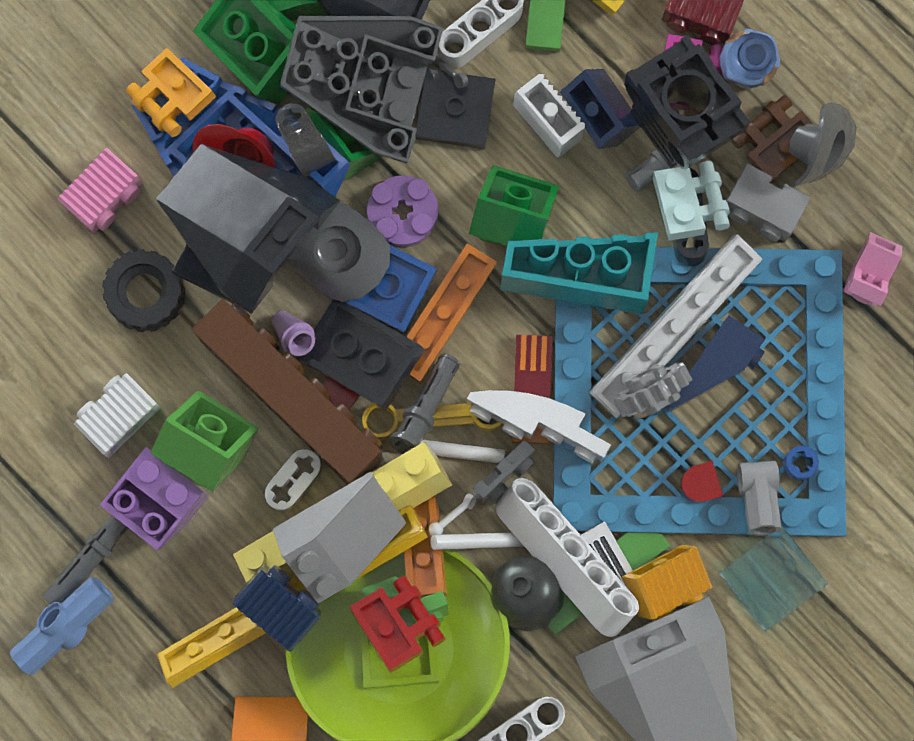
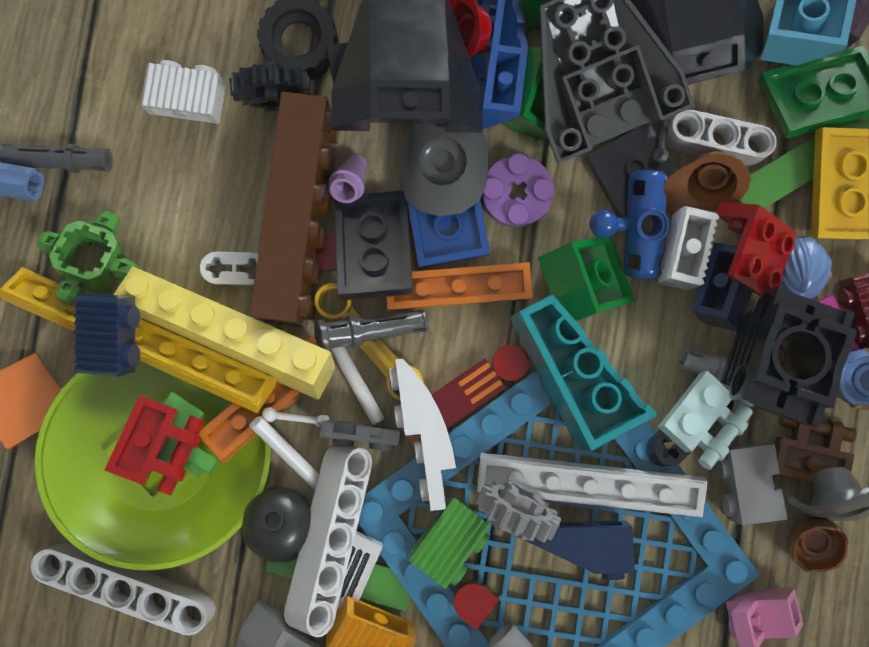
camera: 55 degrees right, 5 degrees up
(154, 500) = (136, 171): medium lavender slope -> none
(170, 339) = (263, 84): none -> black gear
(182, 568) = (63, 247): none -> bright green piece
(204, 440) = (206, 173): bright green brick -> none
(304, 142) = (509, 60): clear smoke piece -> none
(339, 536) = (193, 340): light grey slope -> none
(509, 63) = (707, 182): none -> dark orange piece
(524, 141) = (649, 245): none -> blue piece
(534, 318) = (510, 362): none -> red tile
(590, 60) = (762, 247): none -> red bracket
(629, 41) = (807, 268): none -> medium blue hair
(639, 466) = (449, 543): none -> bright green brick
(849, 189) = (817, 544): none -> dark orange hair

